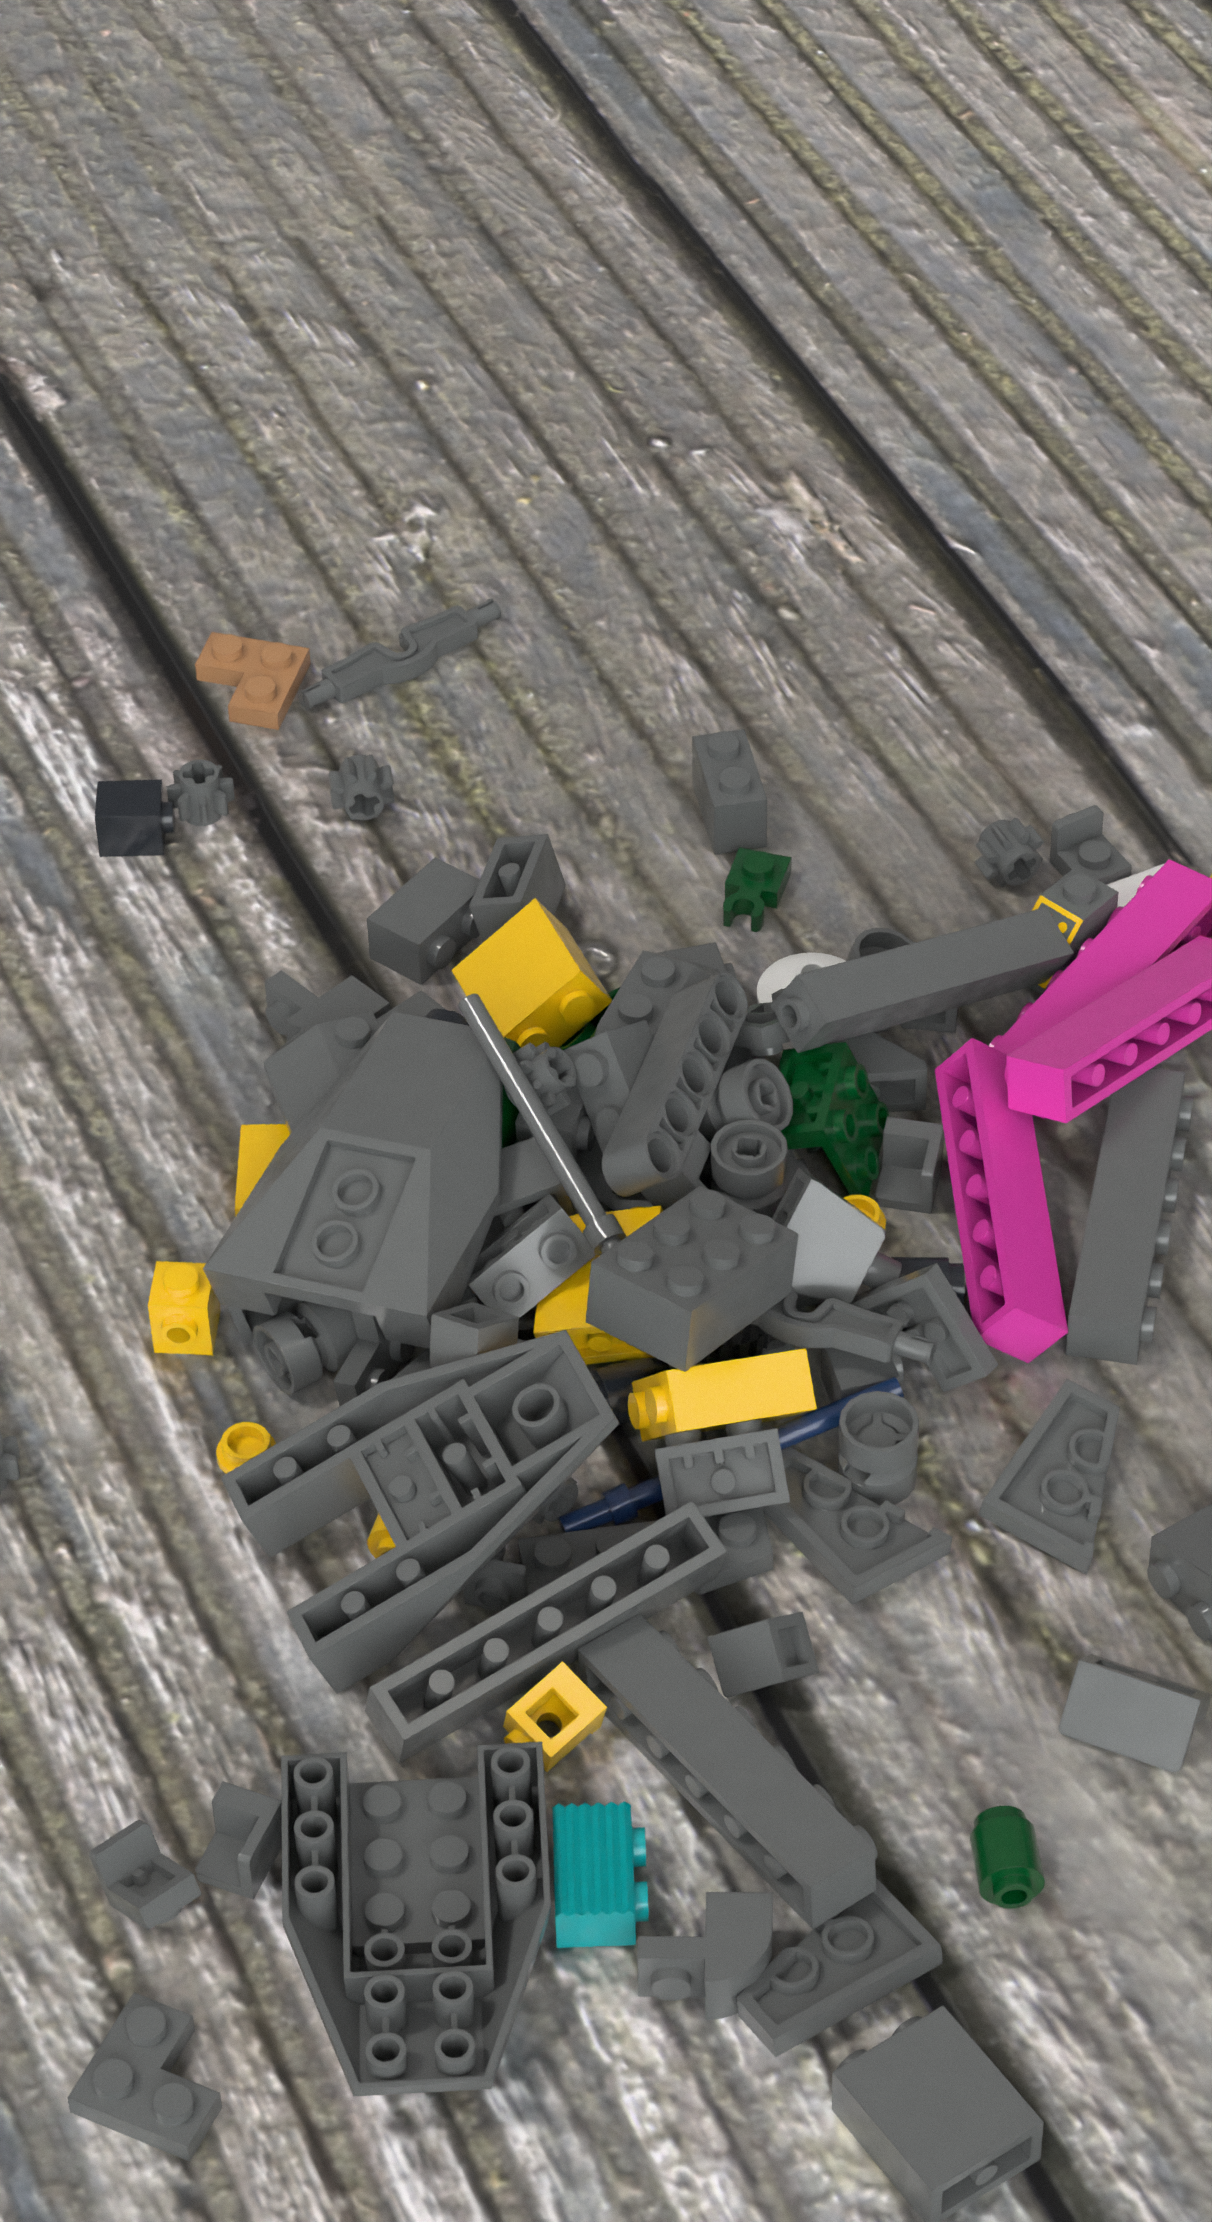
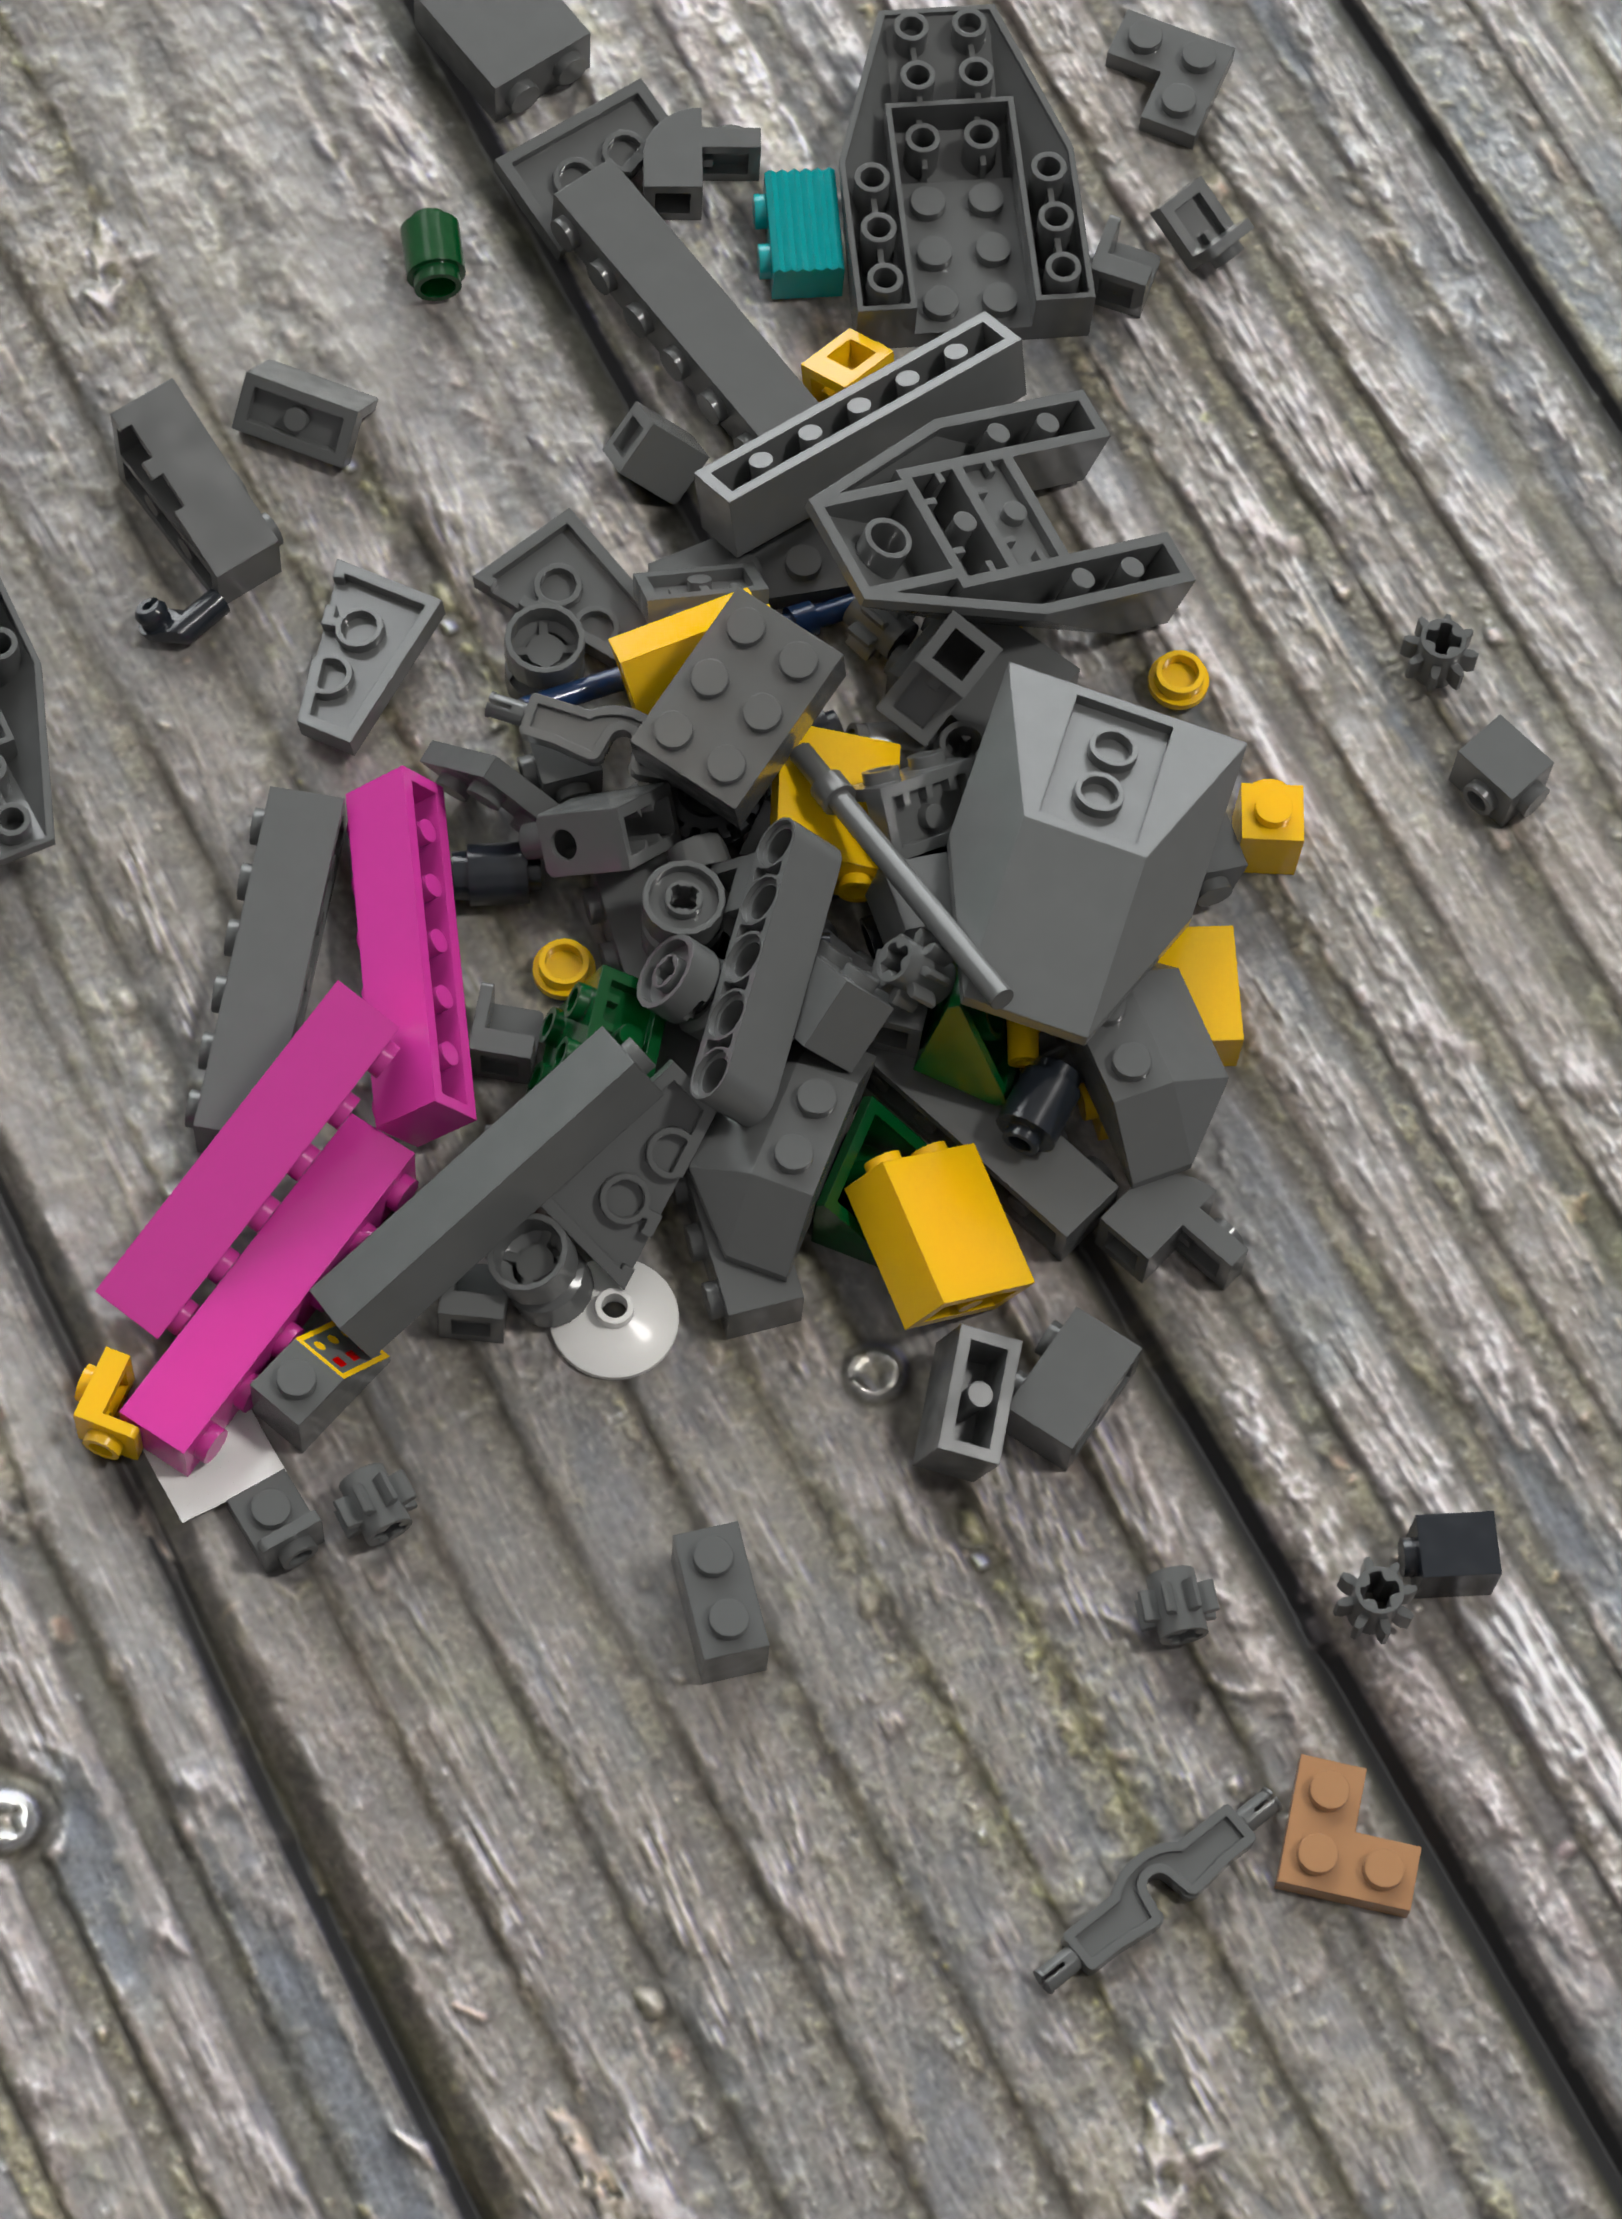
camera: 170 degrees right, 20 degrees up
(753, 883) = (683, 1482): dark green plate -> none

